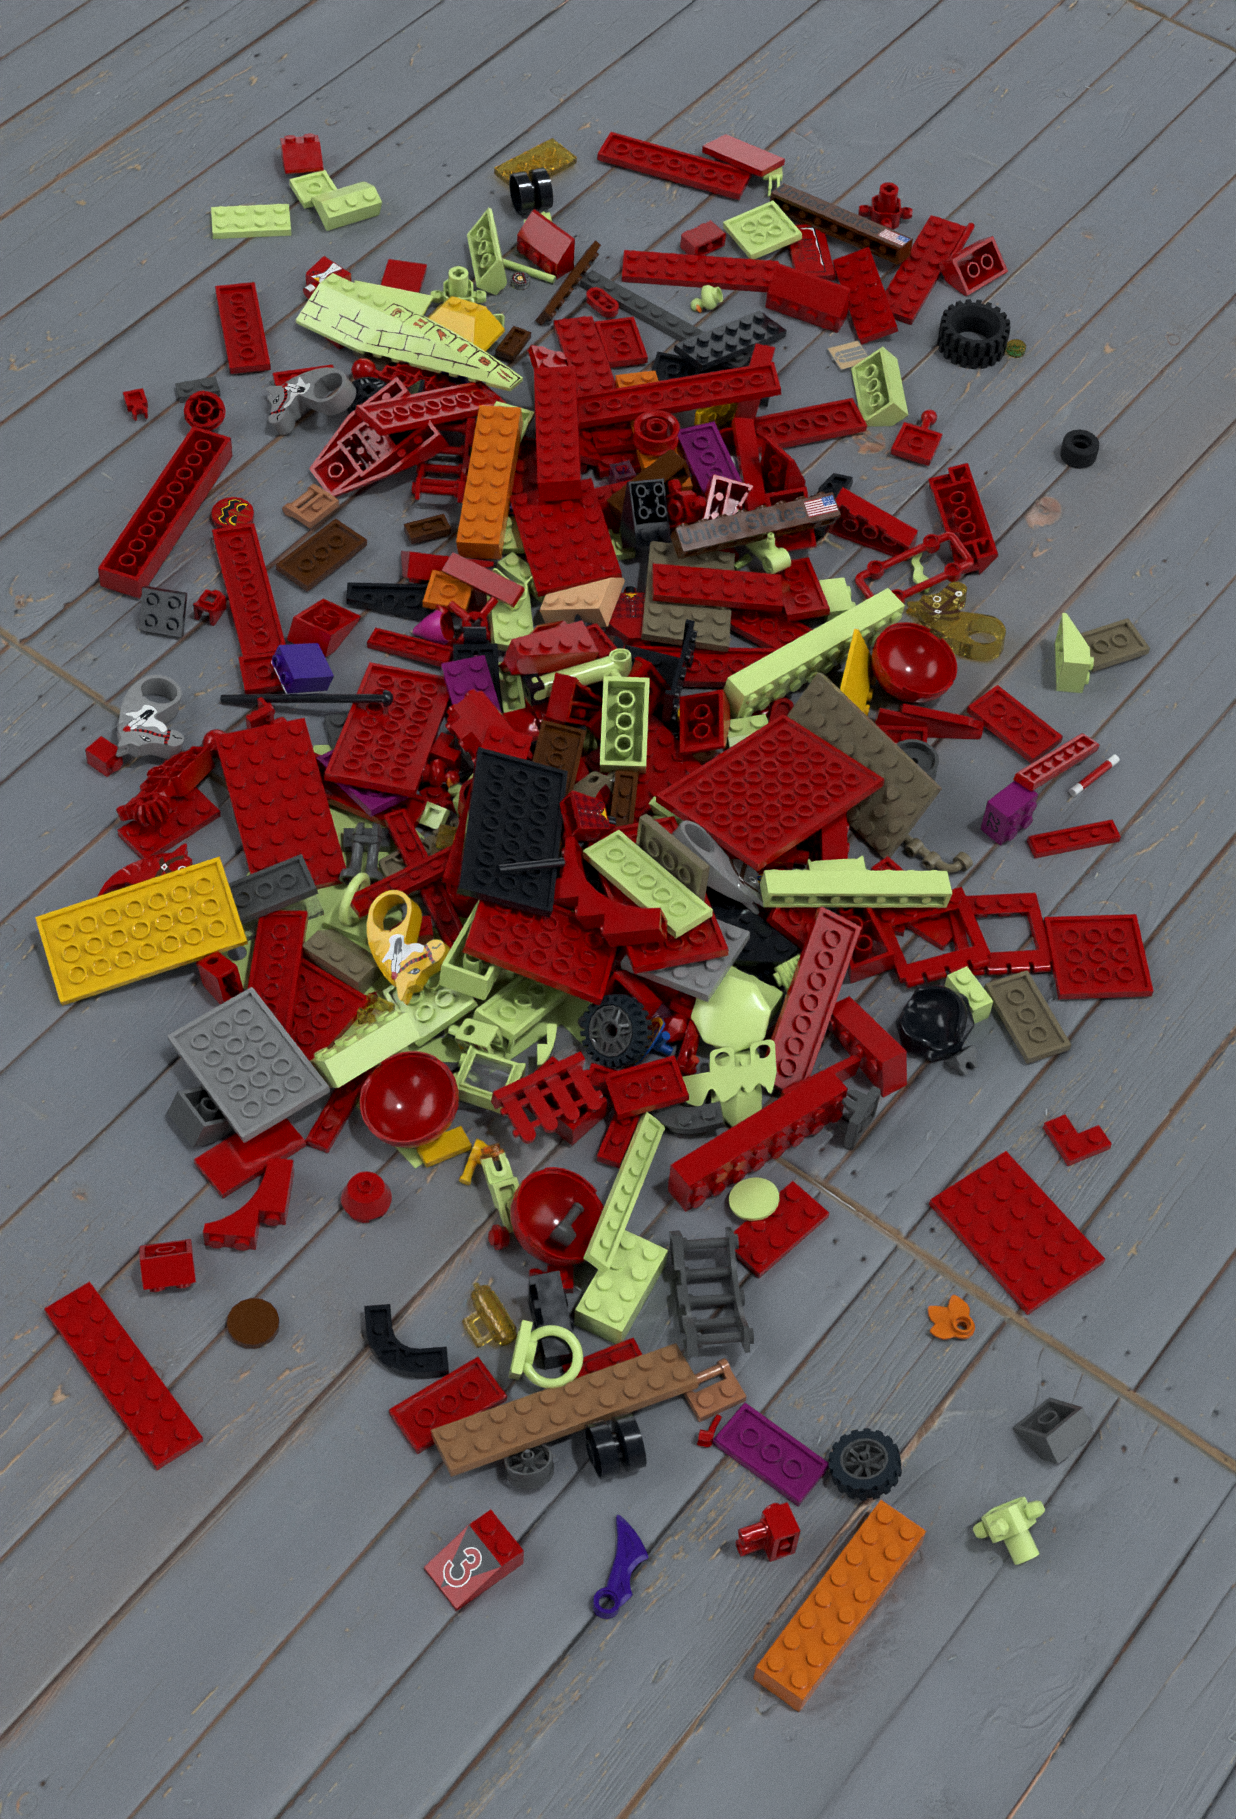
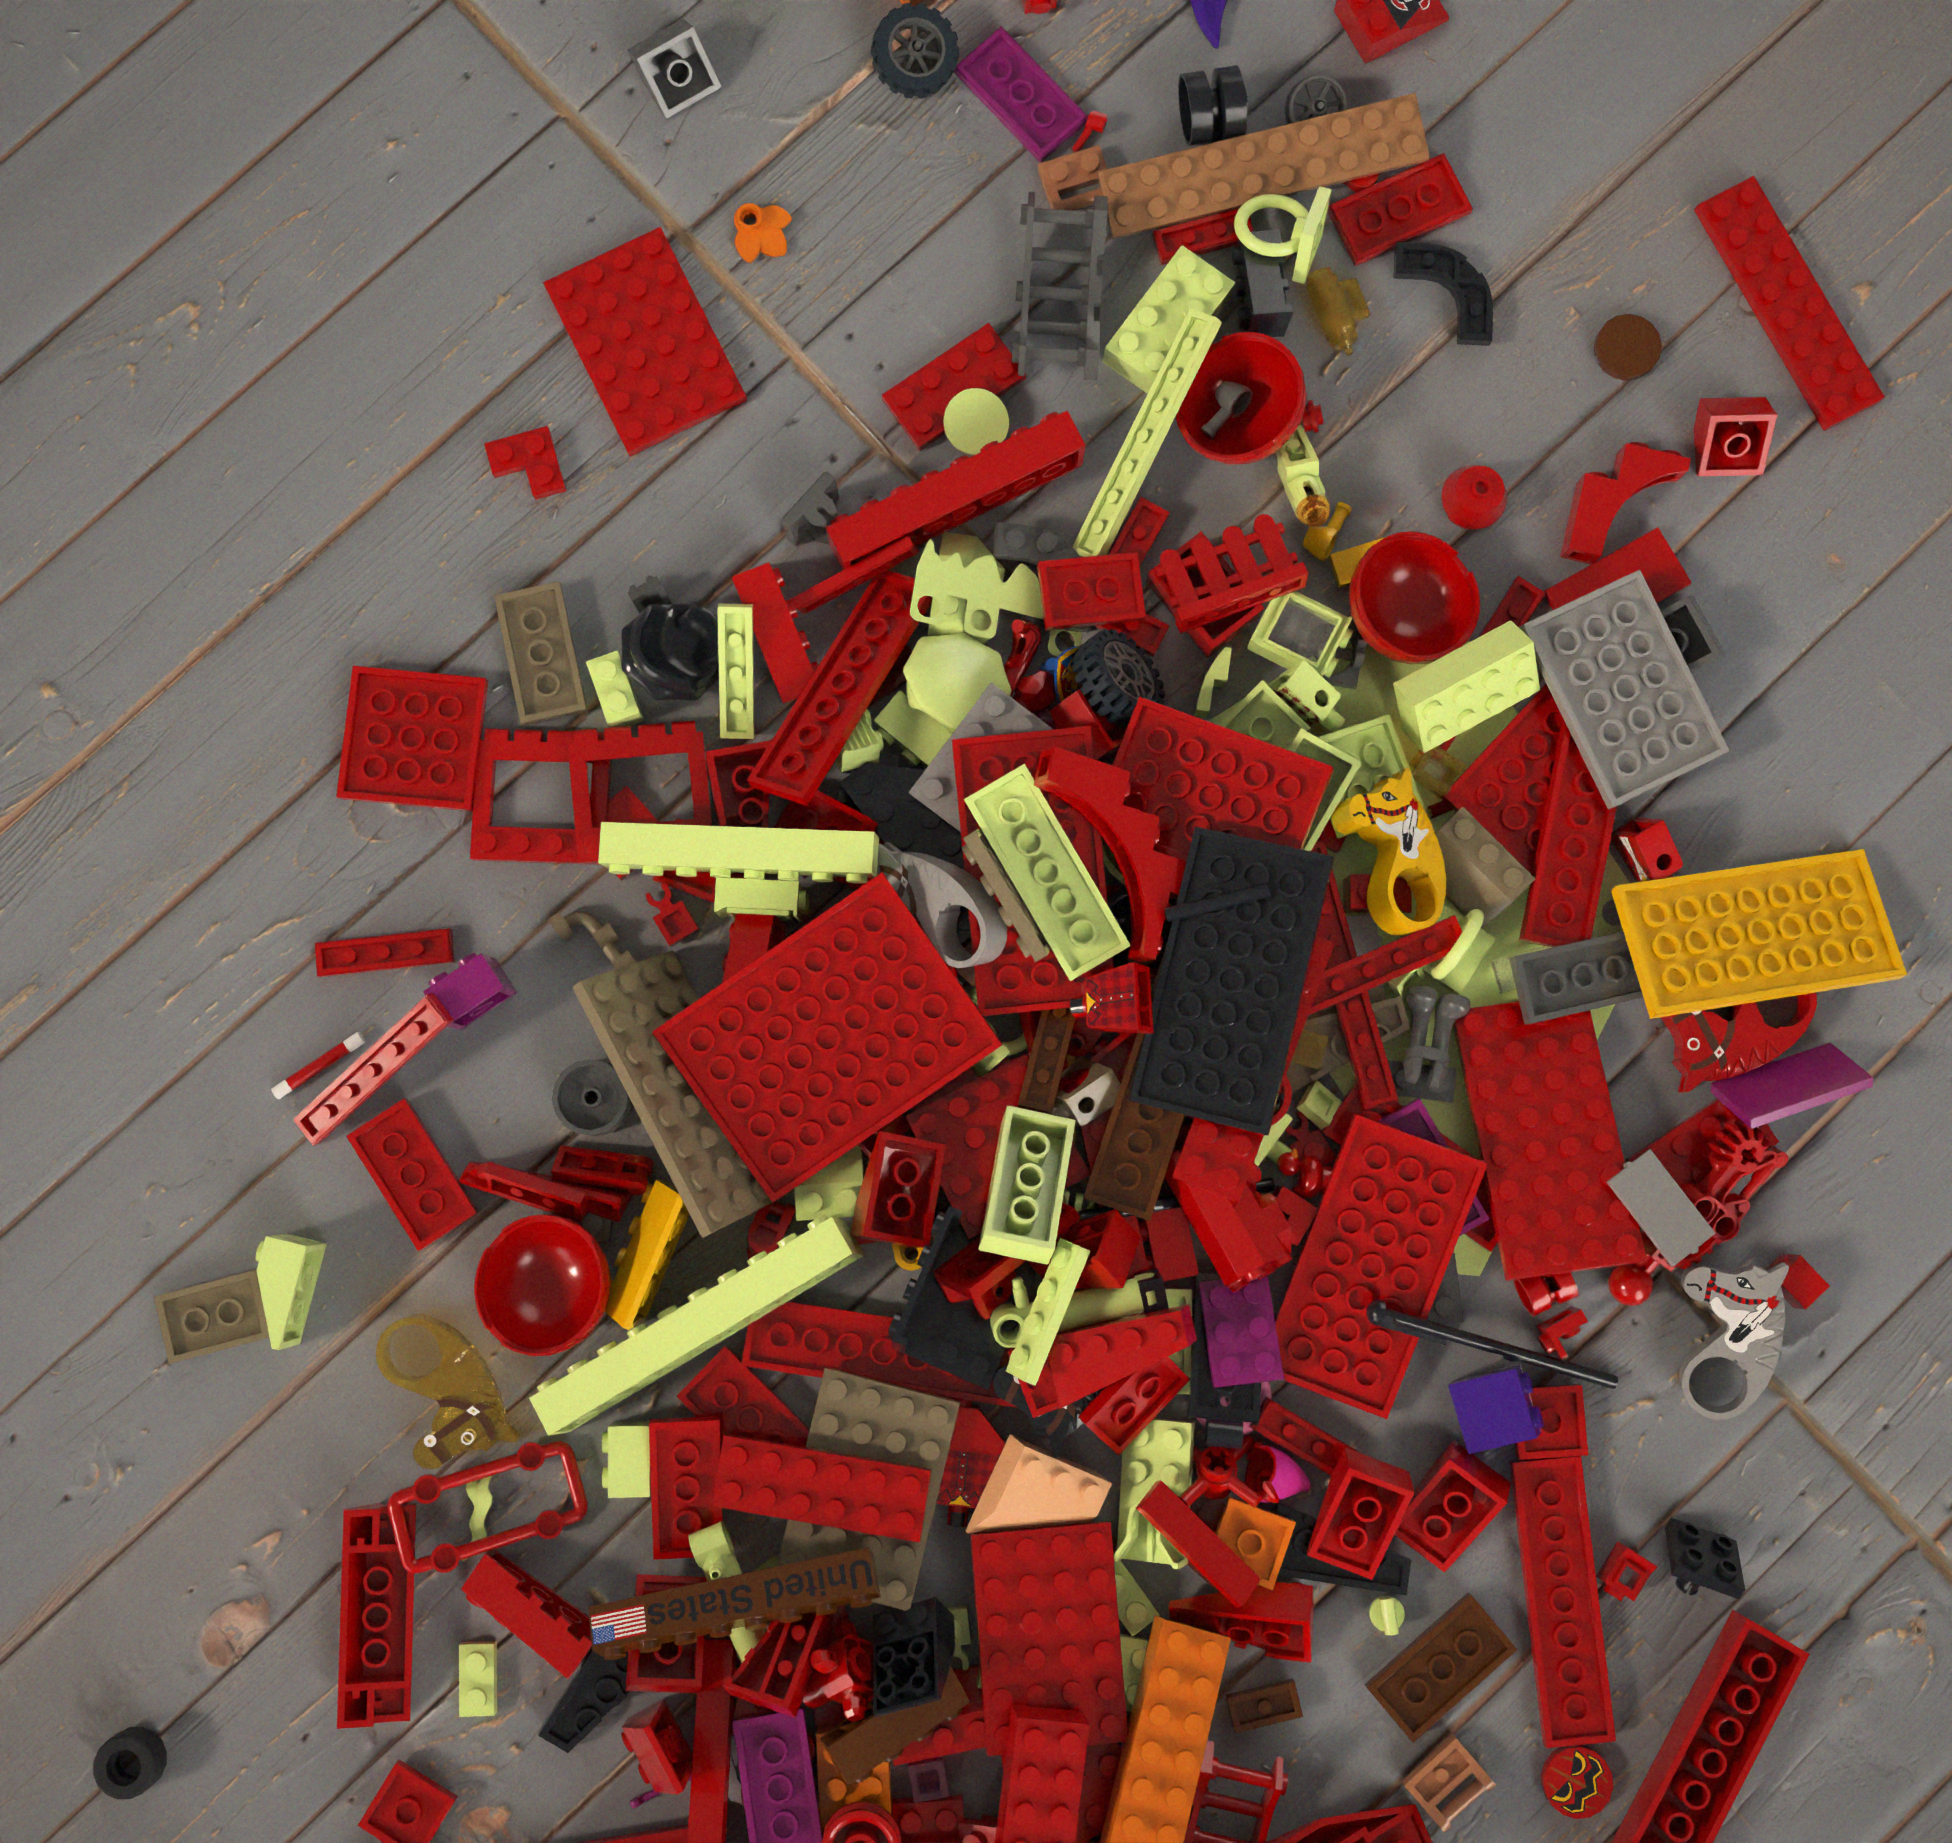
camera: 170 degrees left, 30 degrees up
(111, 849) = (1791, 1085): none -> magenta tile
(206, 765) = (1660, 1207): none -> light grey piece
(357, 574) = (1387, 1614): none -> yellowish green plate
(381, 613) = (1360, 1513): none -> red slope
(599, 659) = (1047, 1311): none -> yellowish green plate
(887, 1008) = (736, 671): none -> yellowish green plate
(895, 501) = (477, 1678): none -> yellowish green plate

